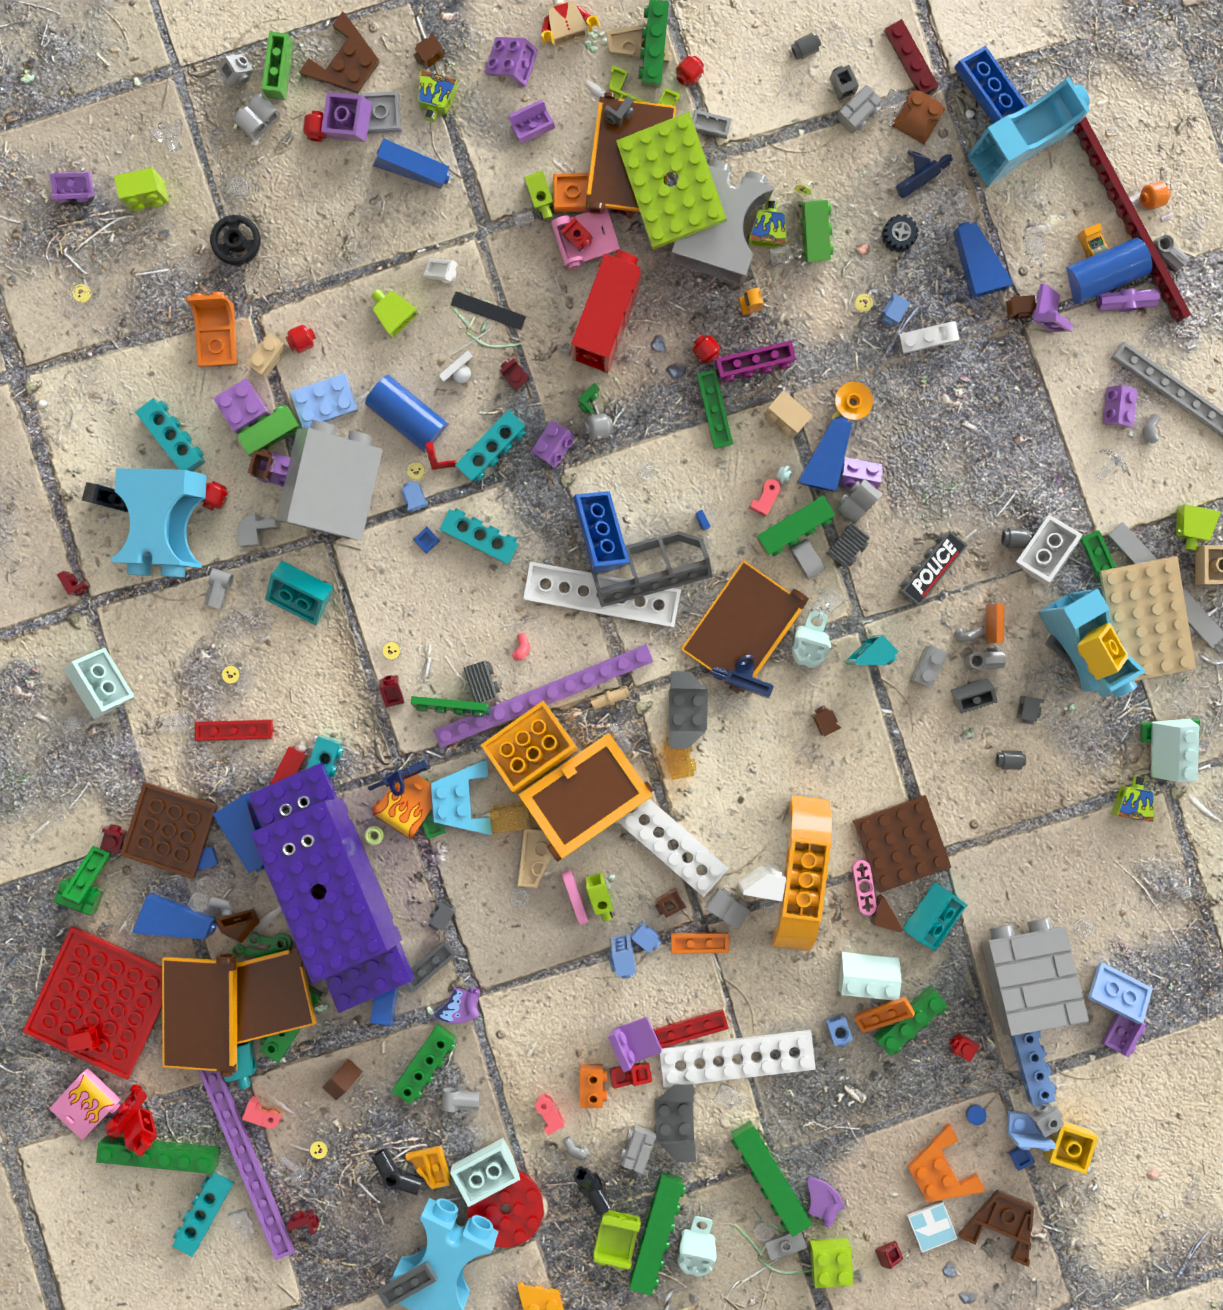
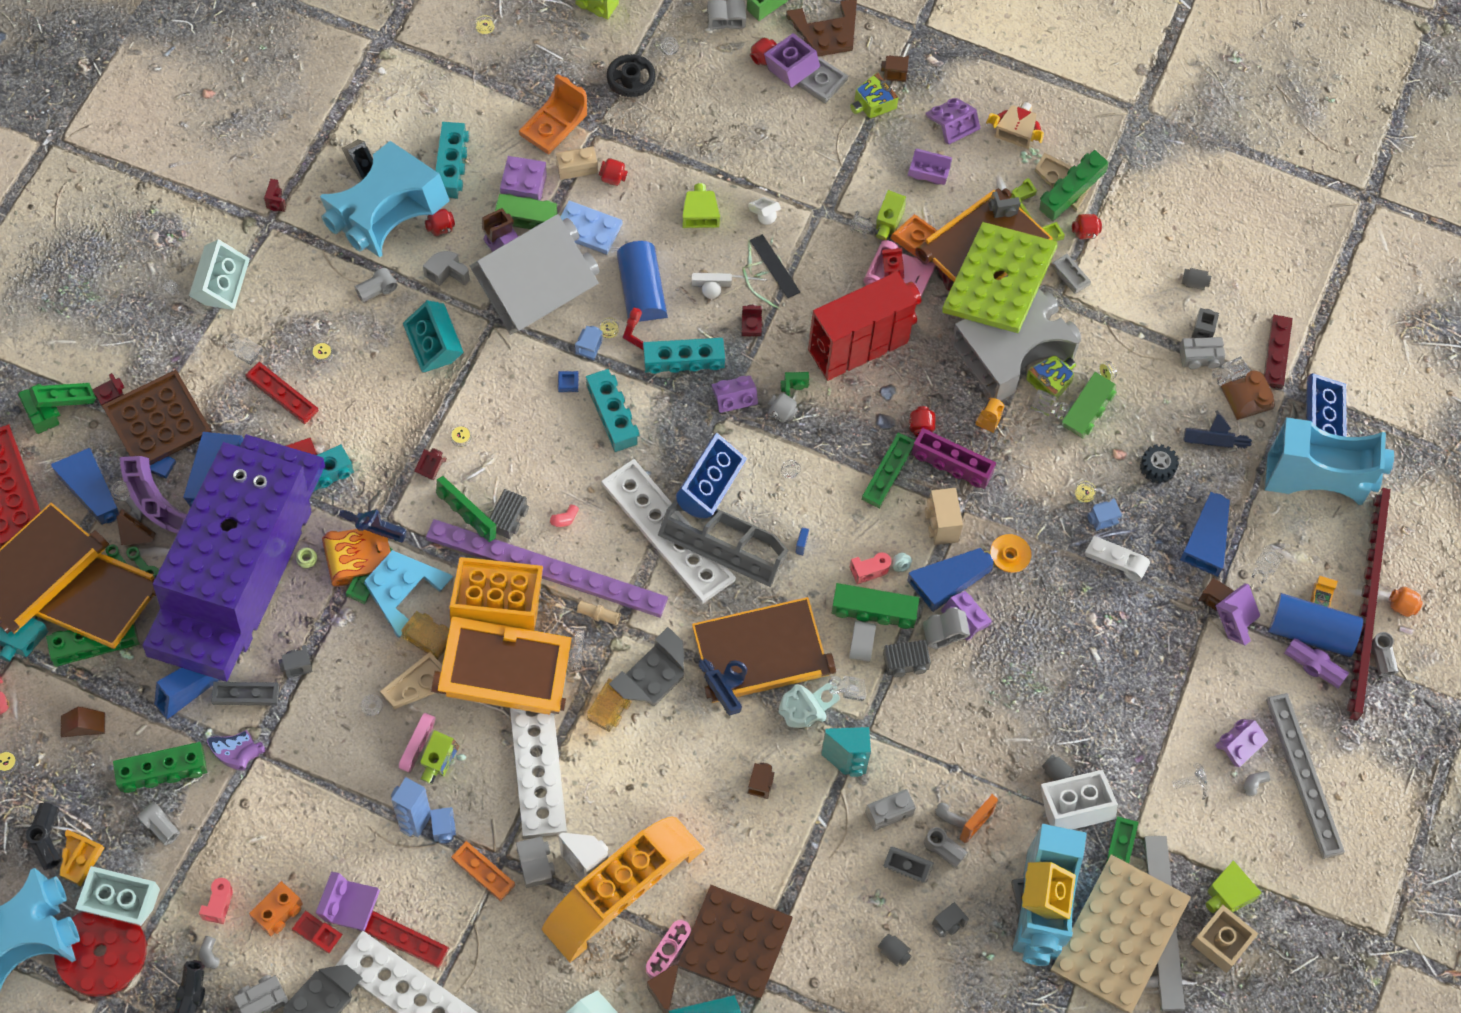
camera: 40 degrees right, 25 degrees down
(227, 895) = (146, 496): none -> medium lavender brick
(411, 164) = (810, 124): blue slope -> none
(674, 895) = (486, 822): reddish brown window -> none
(932, 568) = (963, 734): brick -> none

